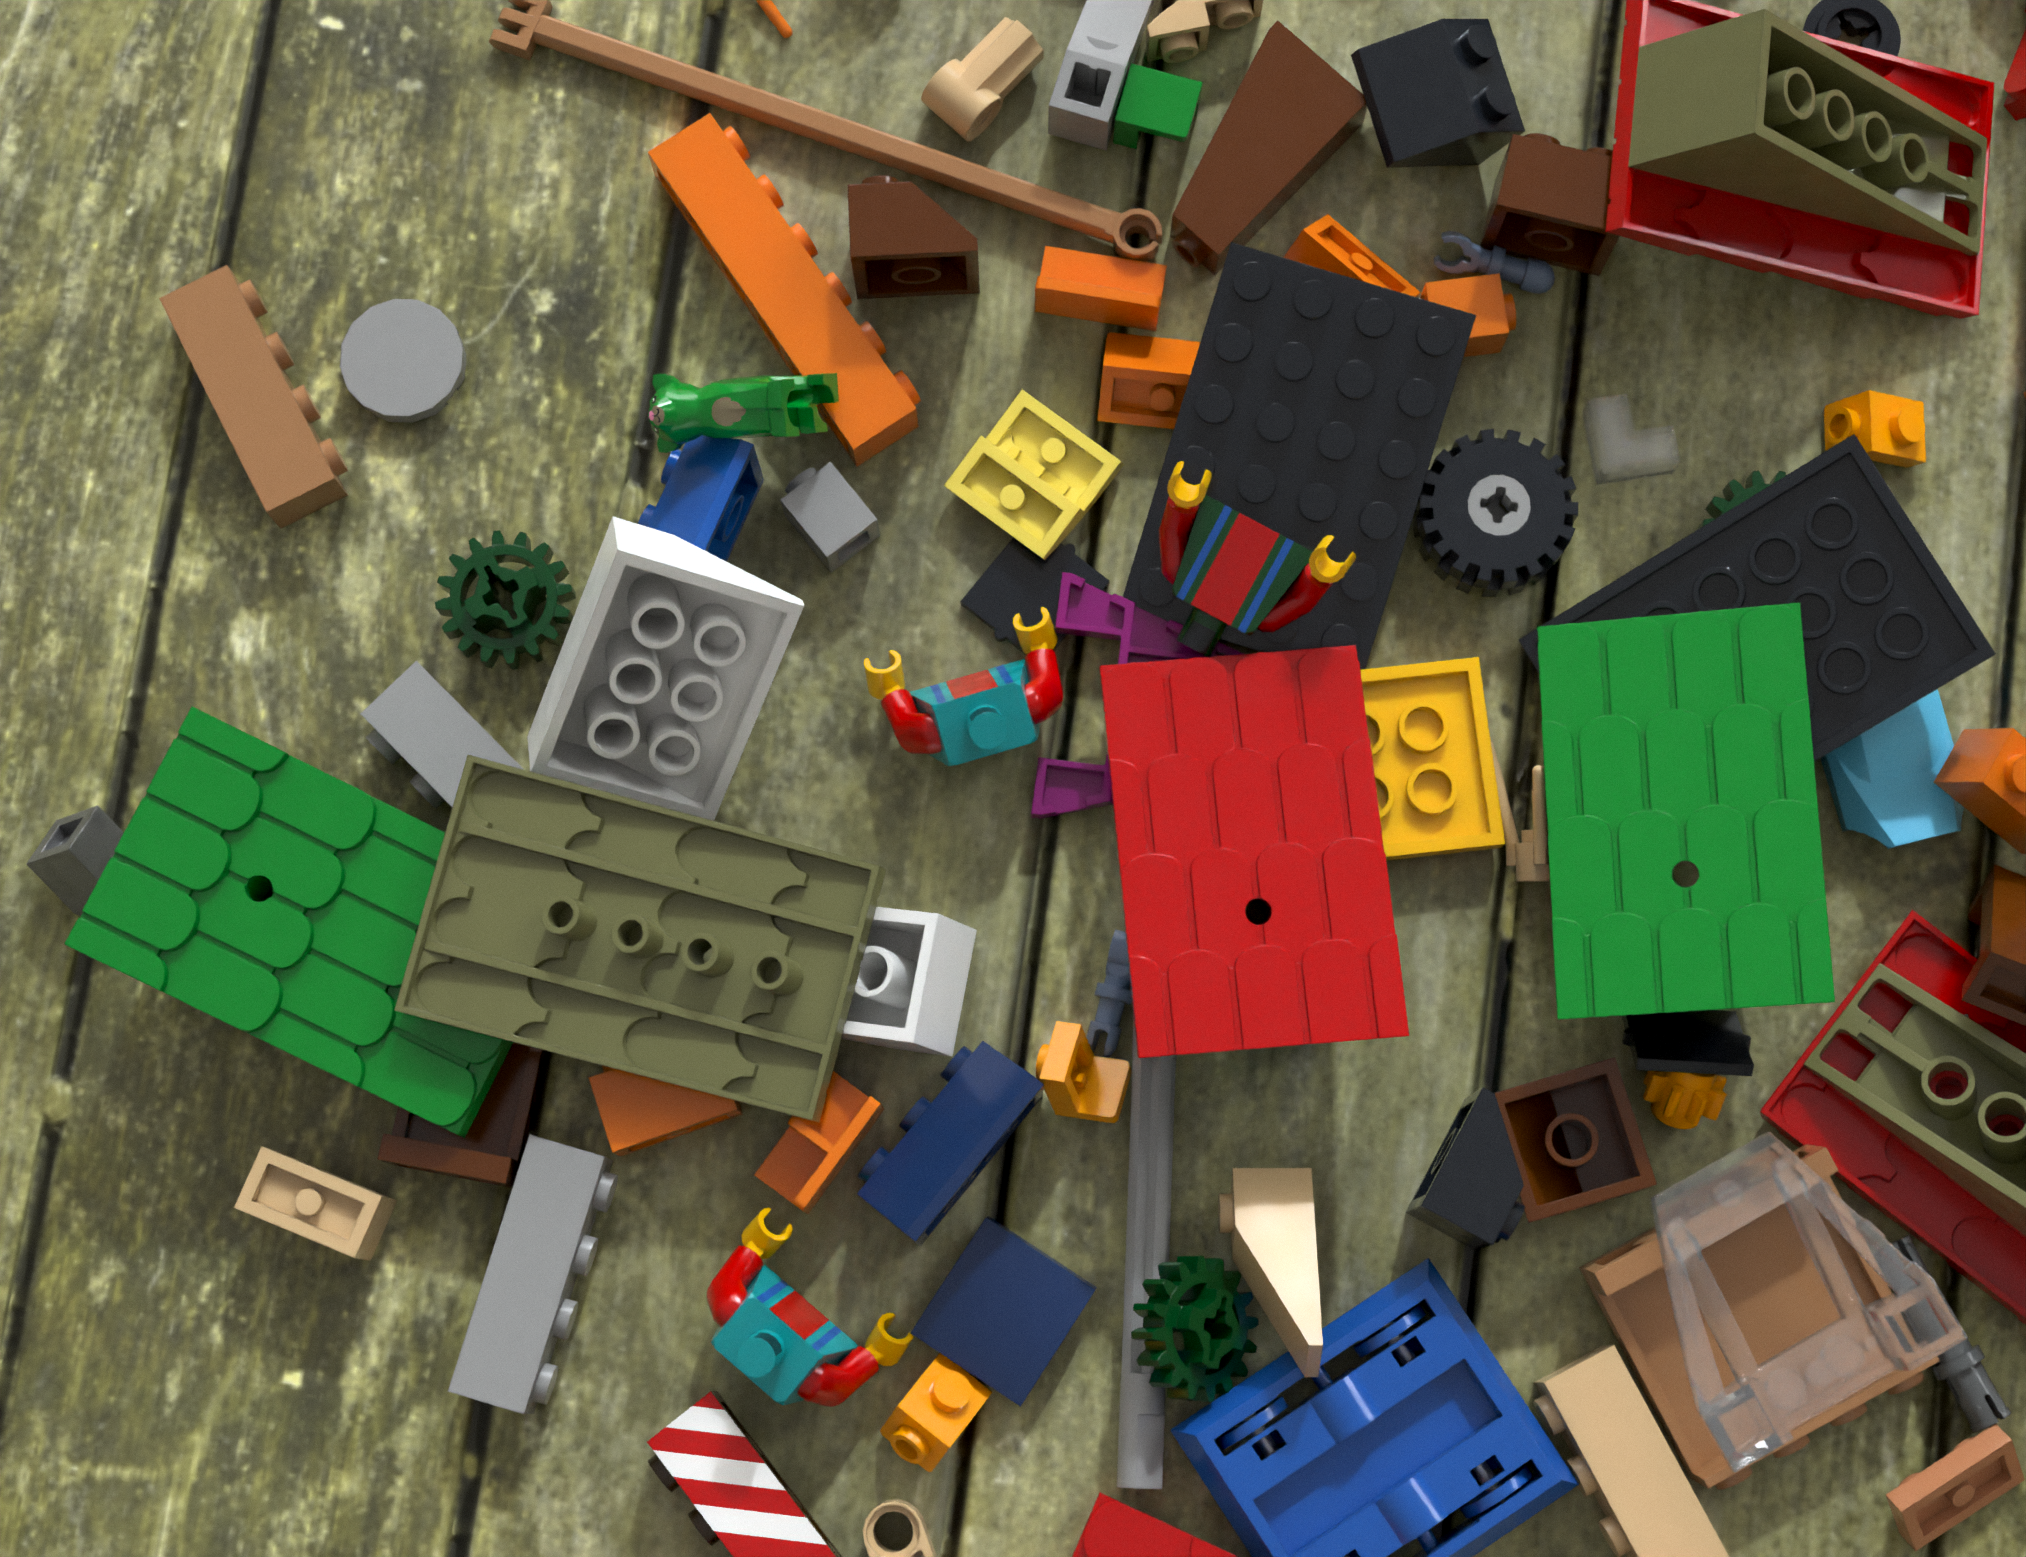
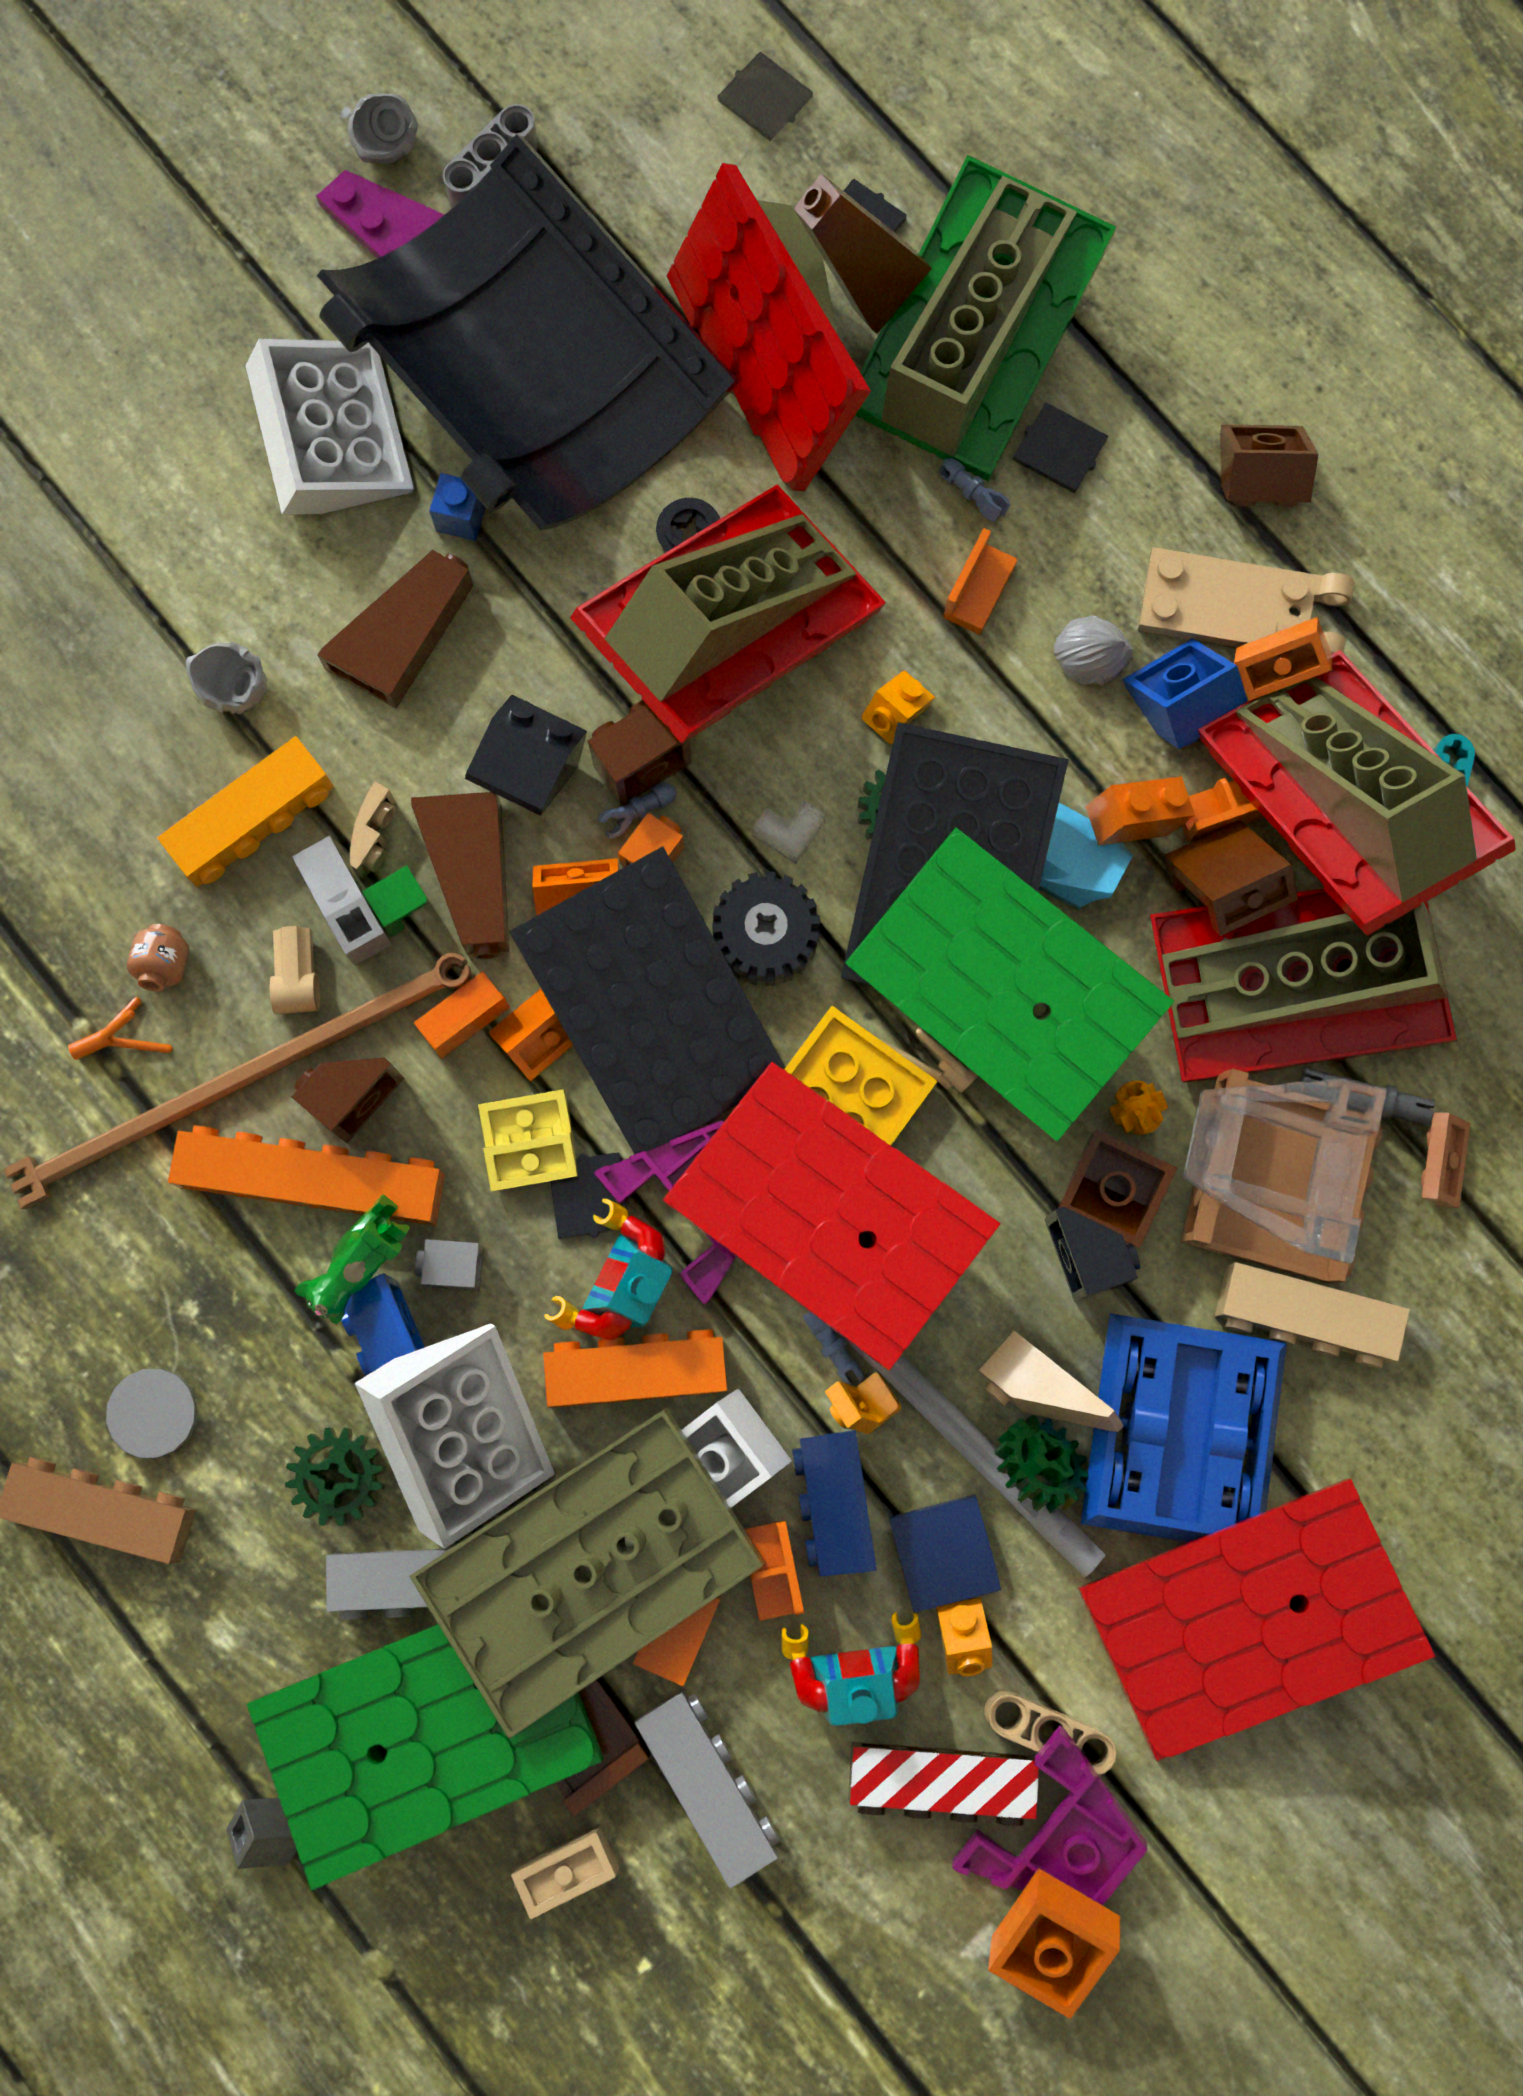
camera: 50 degrees left, 0 degrees up
(896, 807) = (635, 1371): none -> orange brick
(1236, 567) = (678, 1084): torso -> none
(1689, 1042) = (1124, 1087): black piece -> none

